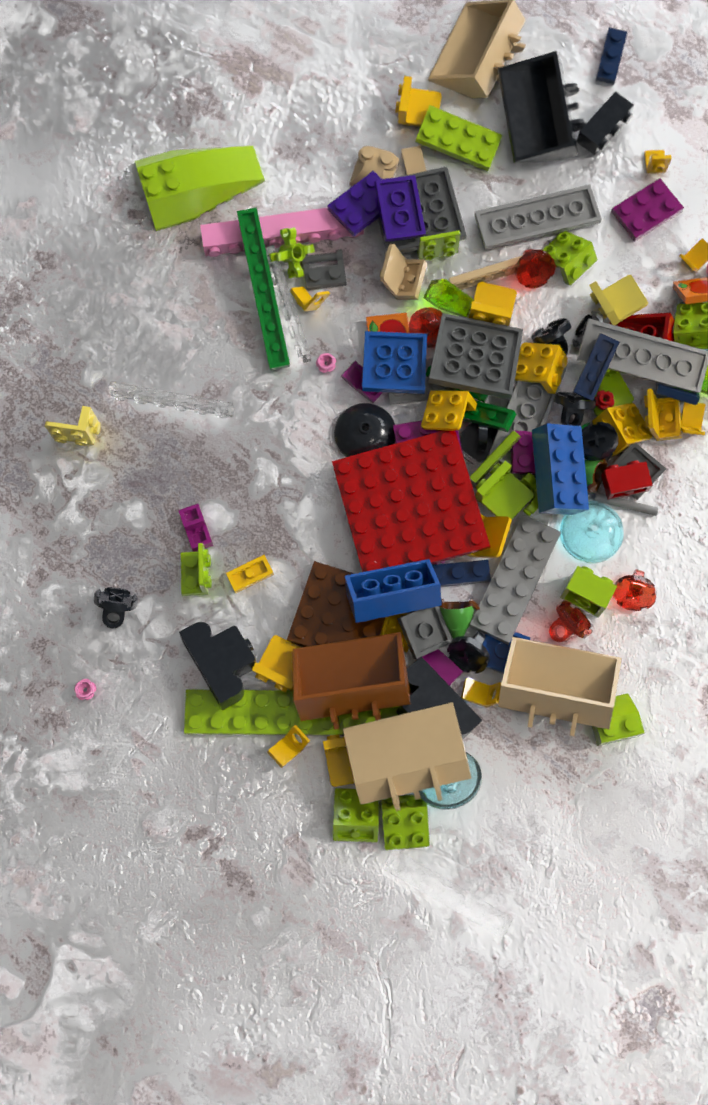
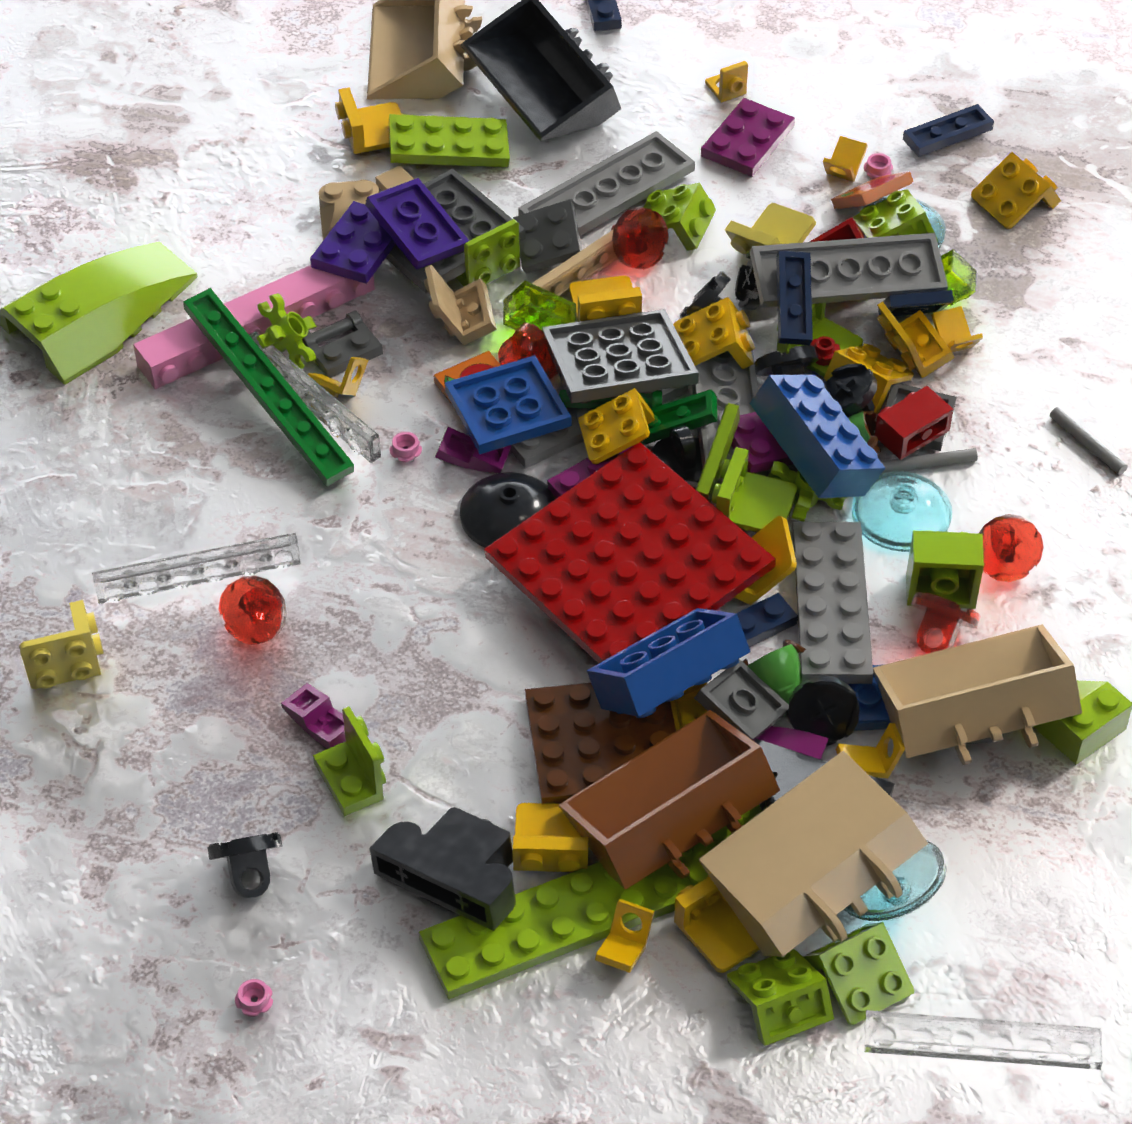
camera: 25 degrees left, 25 degrees down
(188, 445) = (253, 609): none -> clear red tile
(249, 574) = (435, 742): yellow plate -> none
(482, 242) = (550, 236): none -> dark grey plate
(605, 123) = (638, 64): black brick -> none

